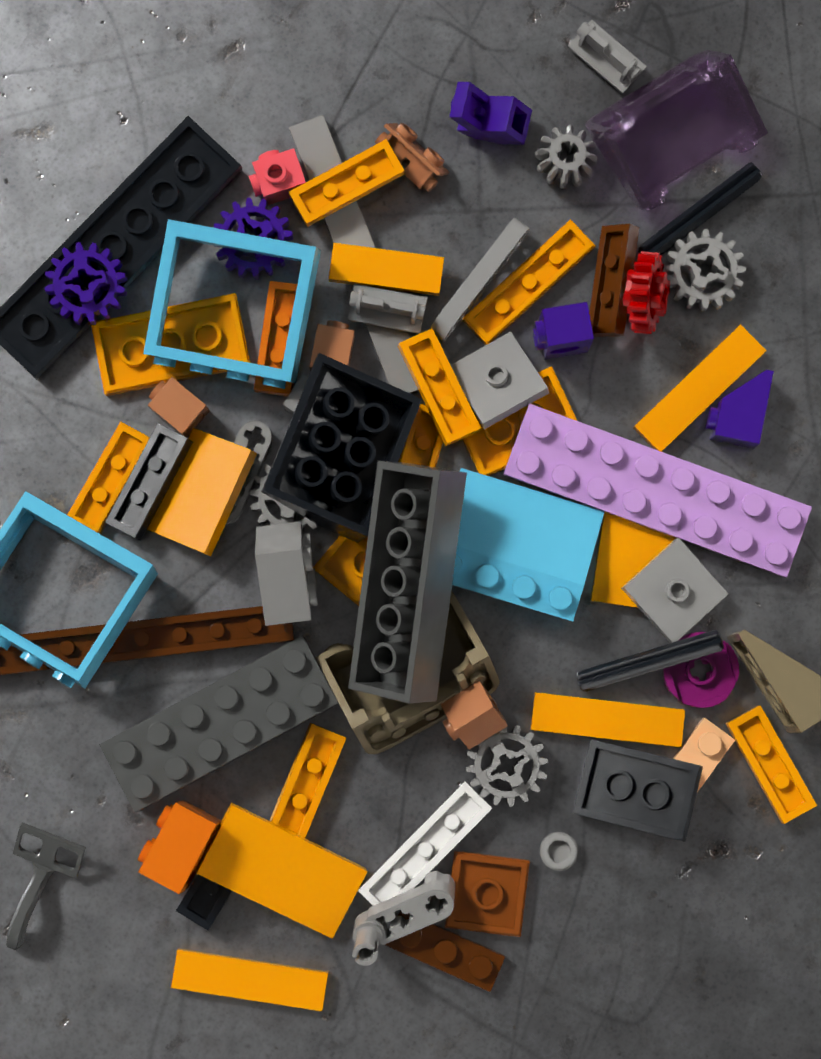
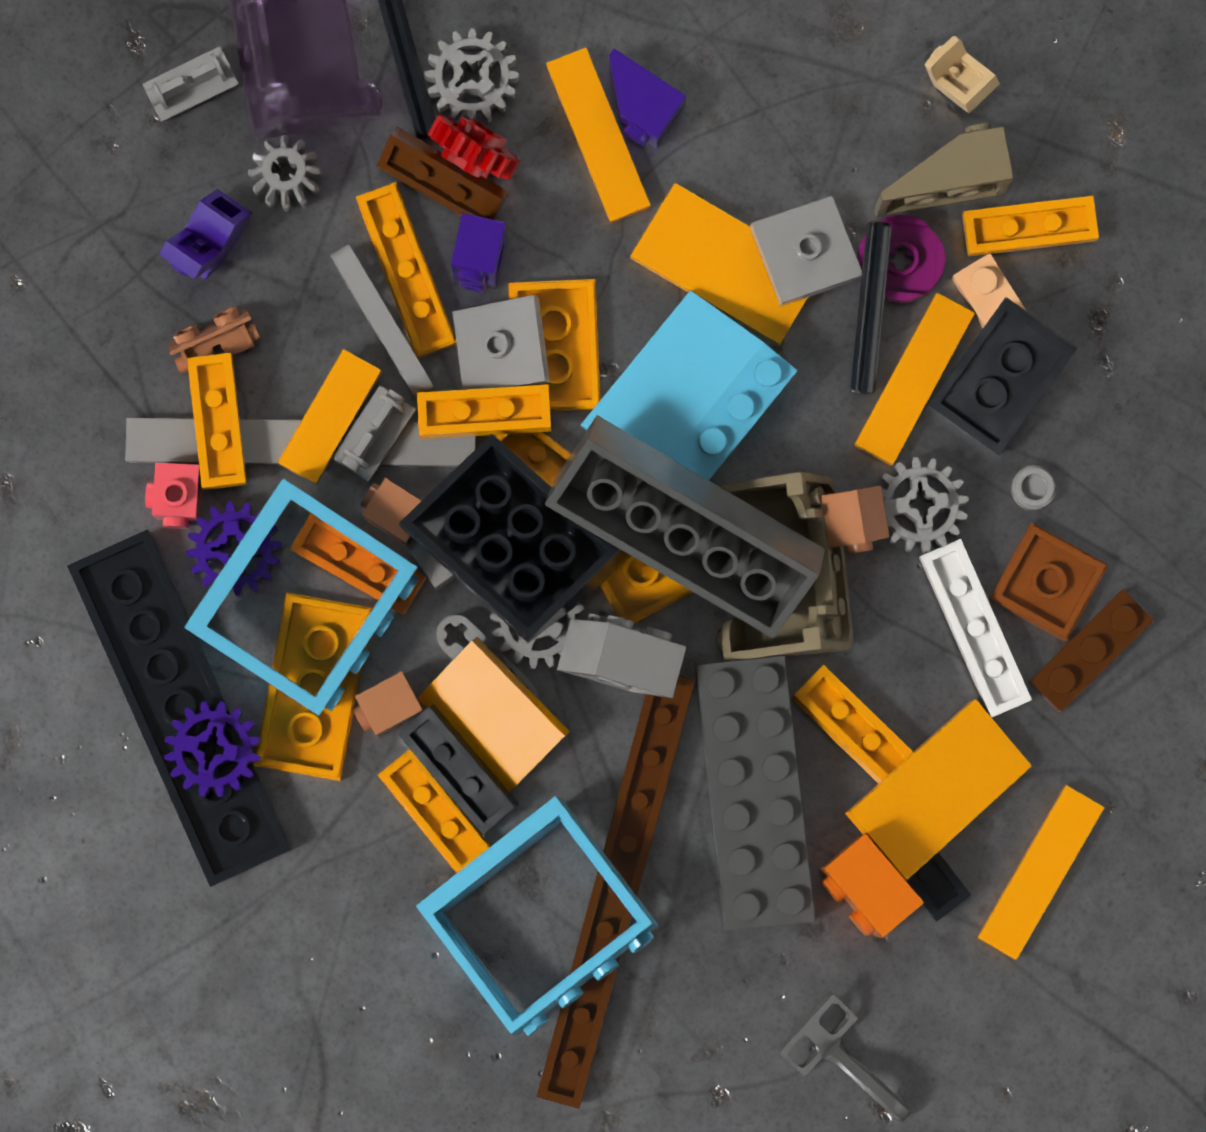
camera: 70 degrees left, 0 degrees up
(426, 906) = (1035, 650): light grey beam -> none
(657, 490) = (690, 226): lavender plate -> none

